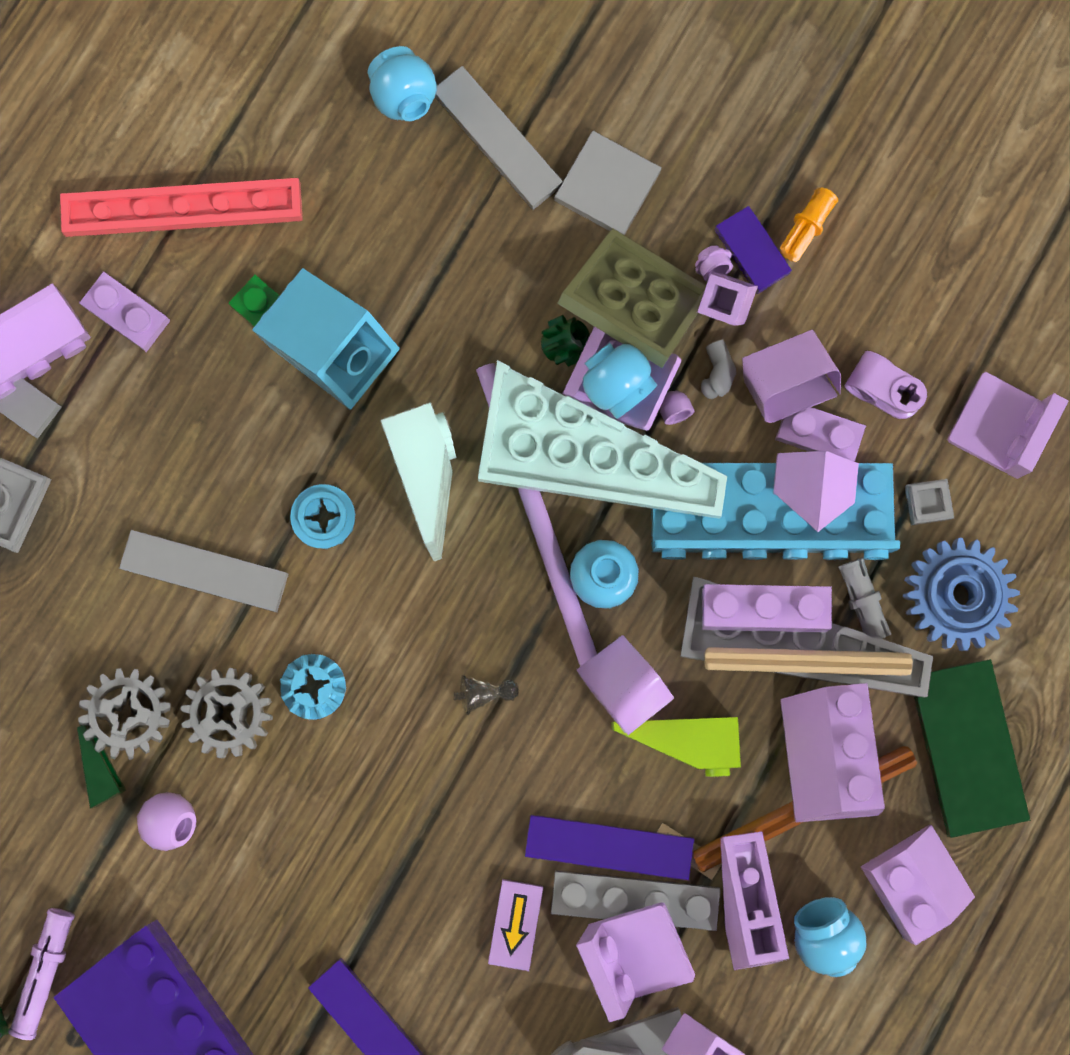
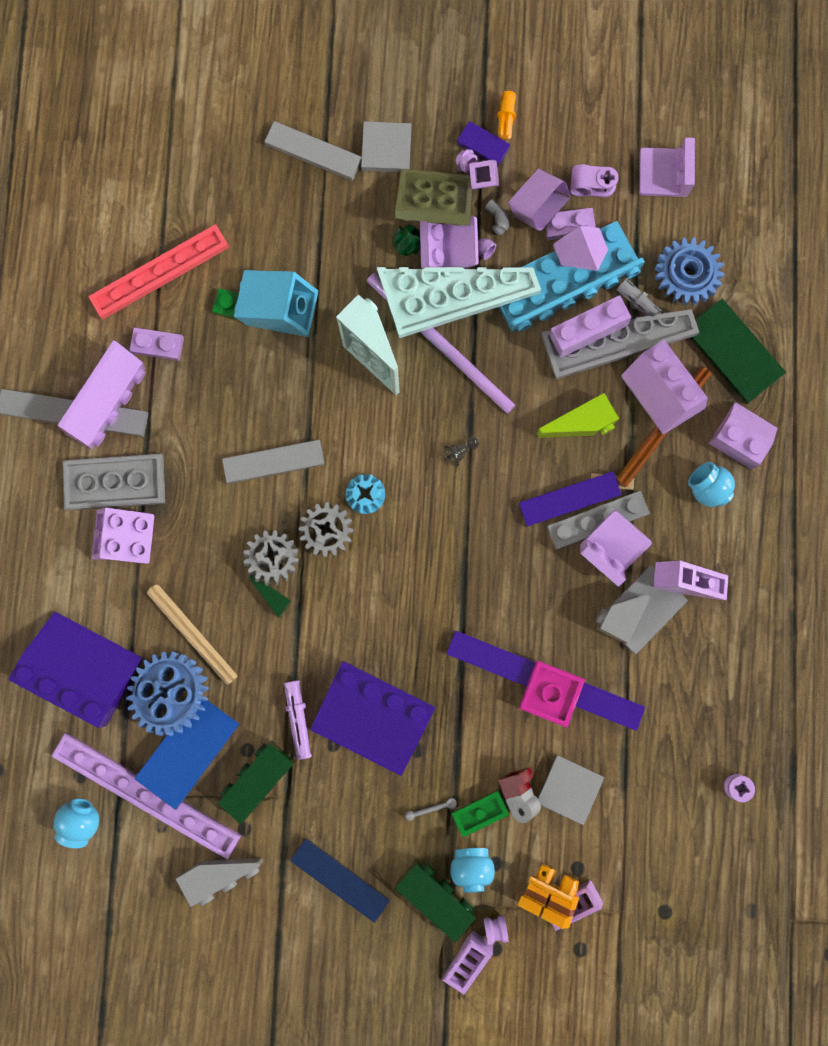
camera: 20 degrees left, 0 degrees up
(166, 821) = (323, 603): lavender piece -> none
(308, 504) = (326, 389): medium azure gear -> none
(401, 84) = (246, 145): medium azure piece -> none
(515, 925) = (540, 565): lavender tile -> none
(604, 574) = (493, 353): medium azure piece -> none
(618, 378) = (448, 242): medium azure piece -> none
(625, 684) = (535, 404): lavender piece -> none
(750, 903) = (661, 489): lavender slope -> none
(808, 661) = (626, 344): tan axle -> none
(929, 502) = (646, 232): light grey tile -> none

